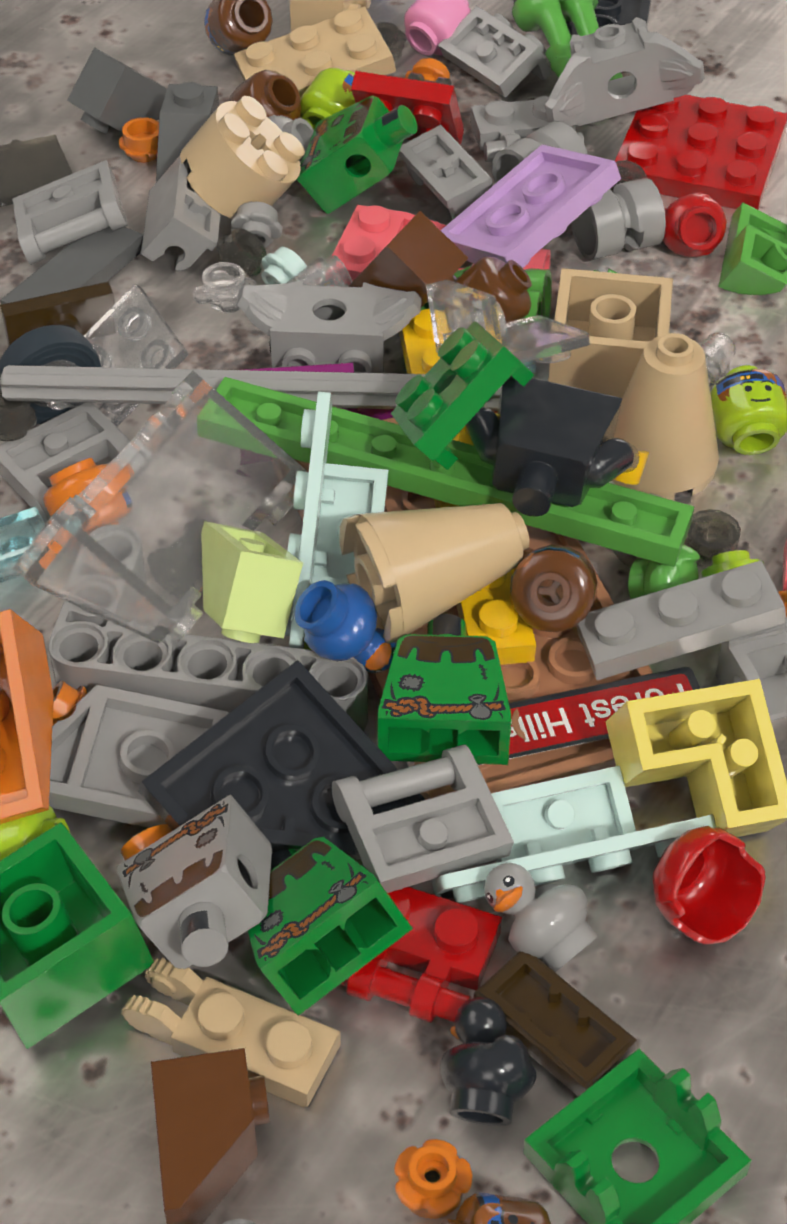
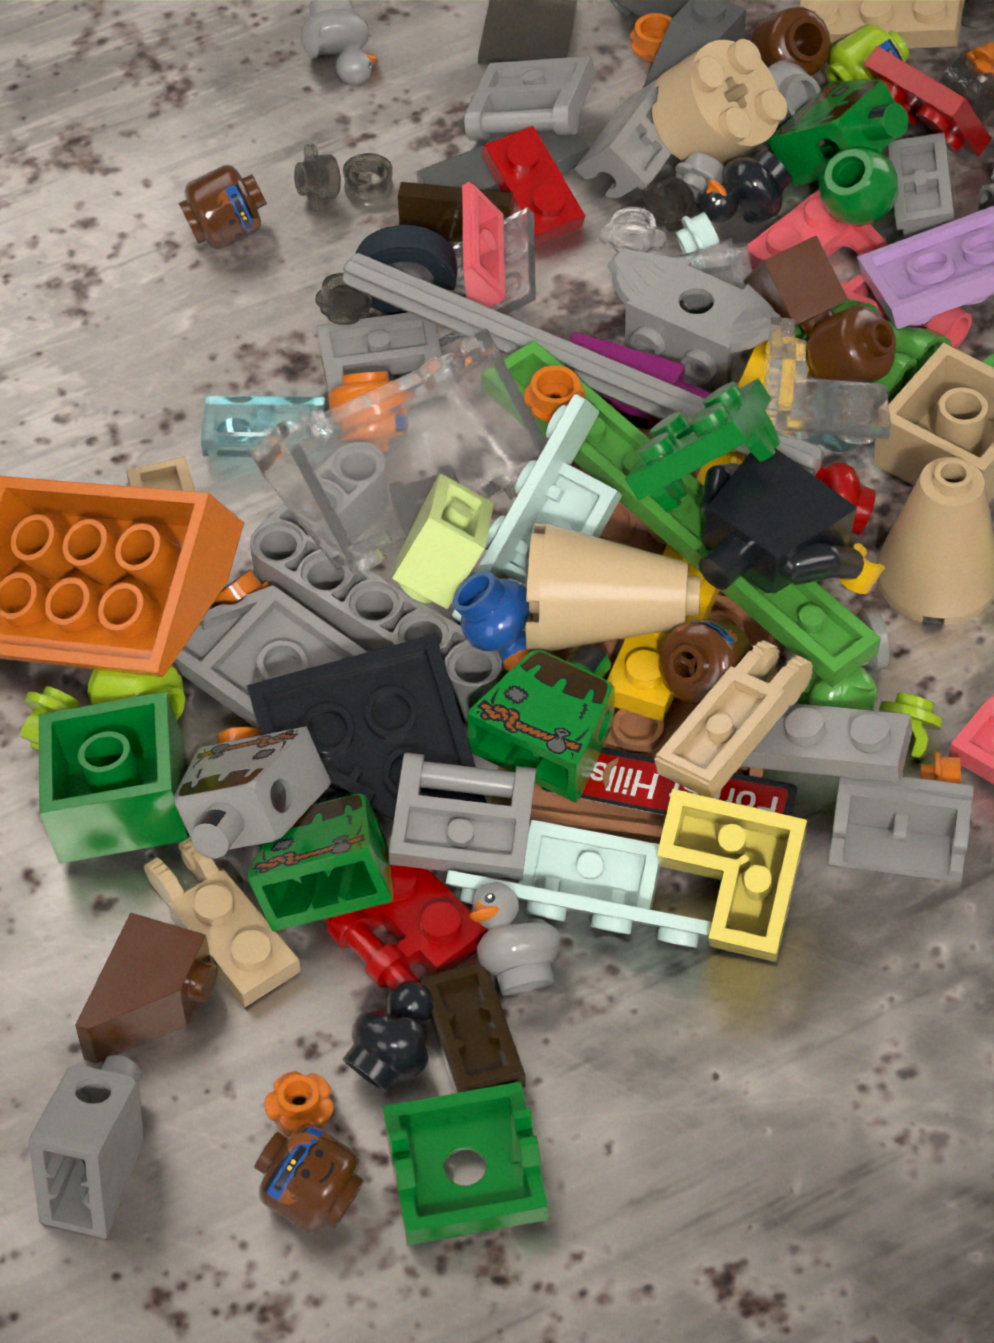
camera: 30 degrees right, 5 degrees up
(97, 260) = (528, 171): none -> red plate
(110, 327) = (482, 248): none -> coral slope
(280, 408) = (551, 389): none -> orange plate
(304, 218) = (752, 184): none -> black animal
(402, 181) = (858, 186): none -> green piece
(621, 629) = (732, 720): none -> tan hinge
(708, 885) = (672, 980): red hair -> none
(716, 525) = (920, 660): clear smoke bush -> none

